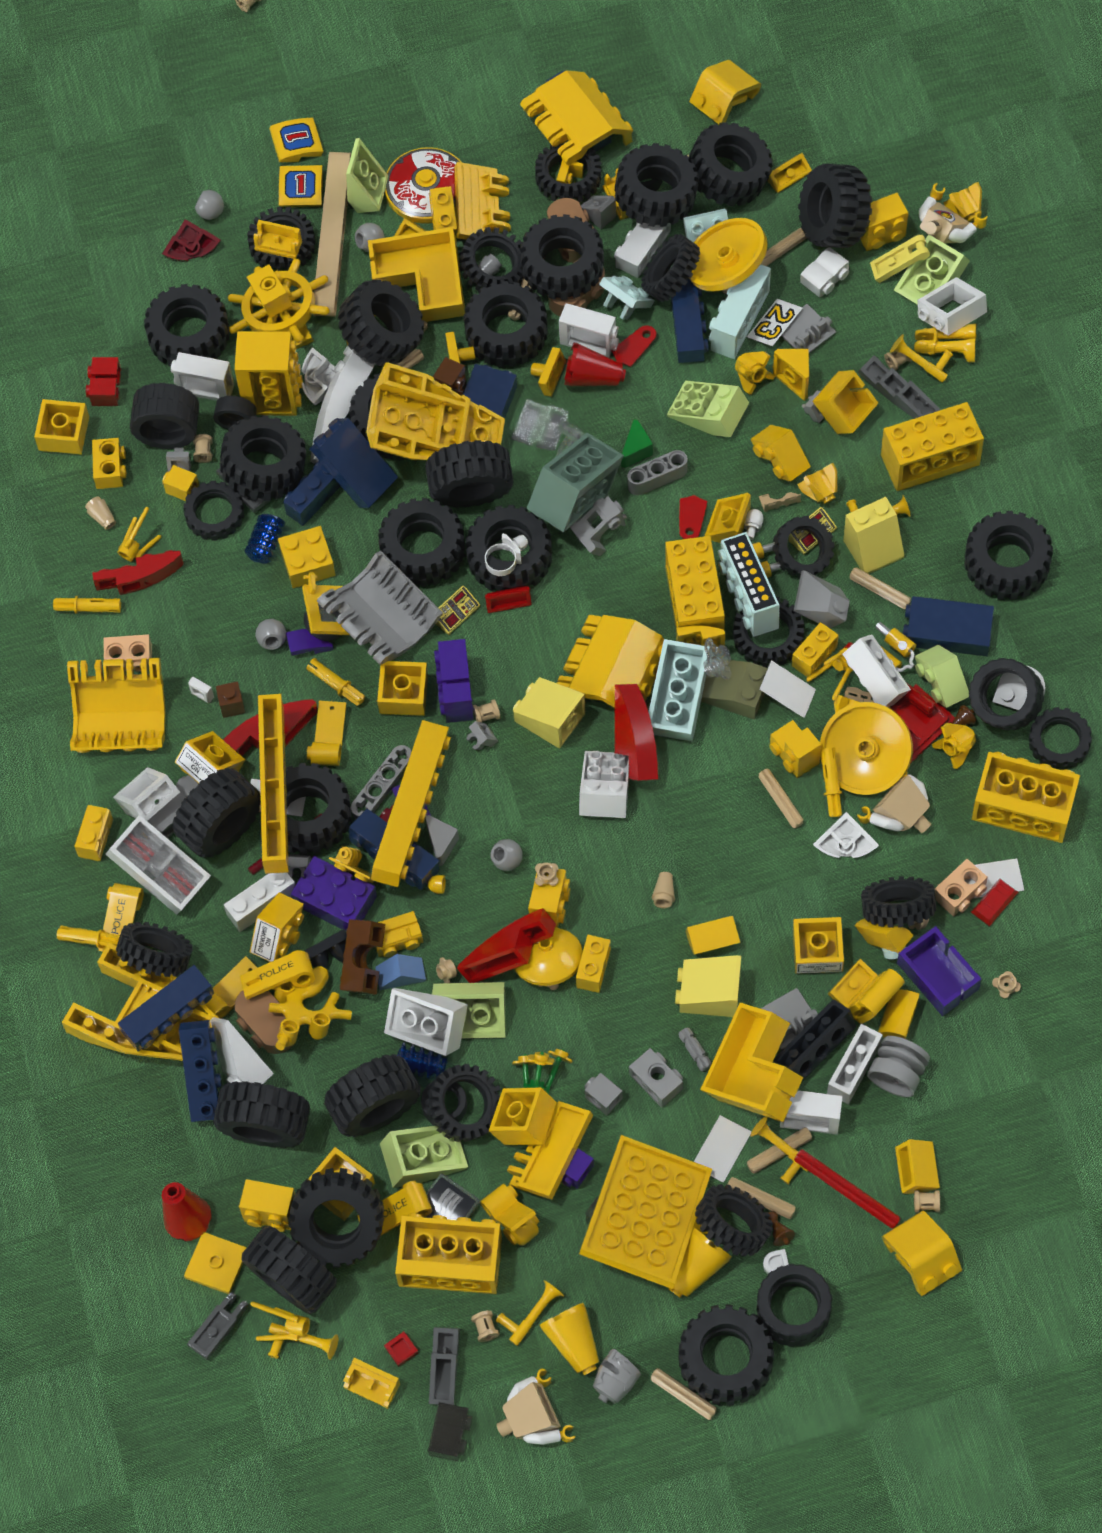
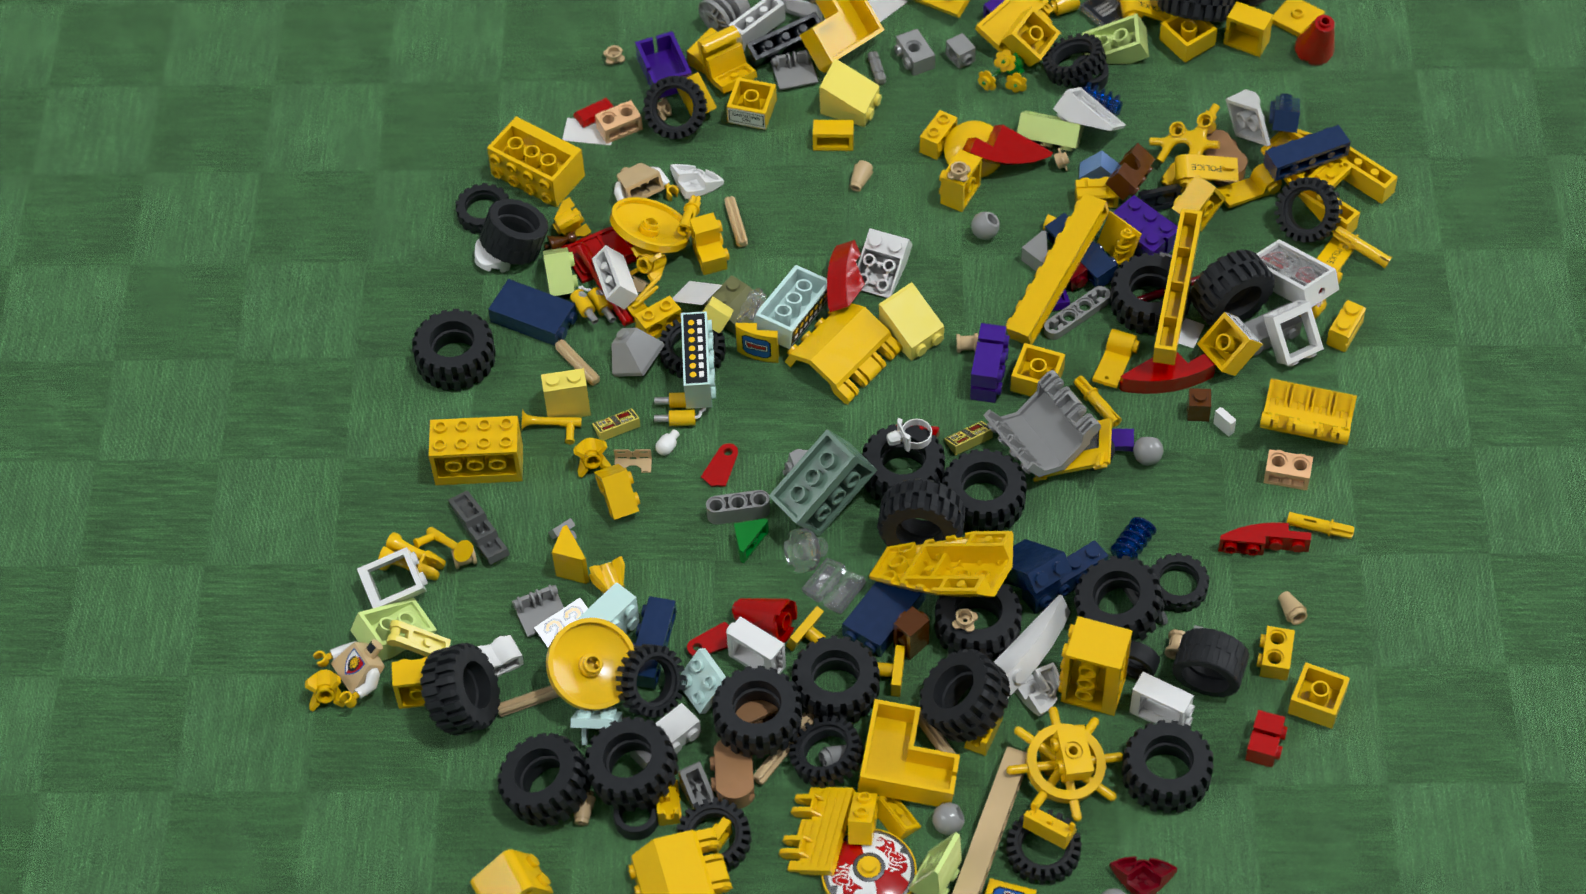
camera: 165 degrees left, 10 degrees down
(130, 548) = (1268, 567): yellow plant -> none
(179, 482) = (1206, 613): yellow brick -> none
(248, 904) = (1217, 240): white brick -> none
(262, 1114) = (1247, 53): black tyre -> none
(304, 554) = (1097, 511): yellow brick -> none
(372, 1095) = (1143, 46): black tyre -> none
(483, 734) = (974, 321): light grey tile -> none
(693, 583) = (746, 380): yellow brick -> none
(709, 407) = (666, 557): yellowish green slope -> none
(728, 517) = (687, 447): yellow slope -> none
(752, 653) = (718, 313): none -> light yellow panel
(789, 173) = (480, 784): yellow slope -> none
(819, 532) = (635, 412): black tyre -> none
(845, 407) = (537, 513): yellow piece -> none

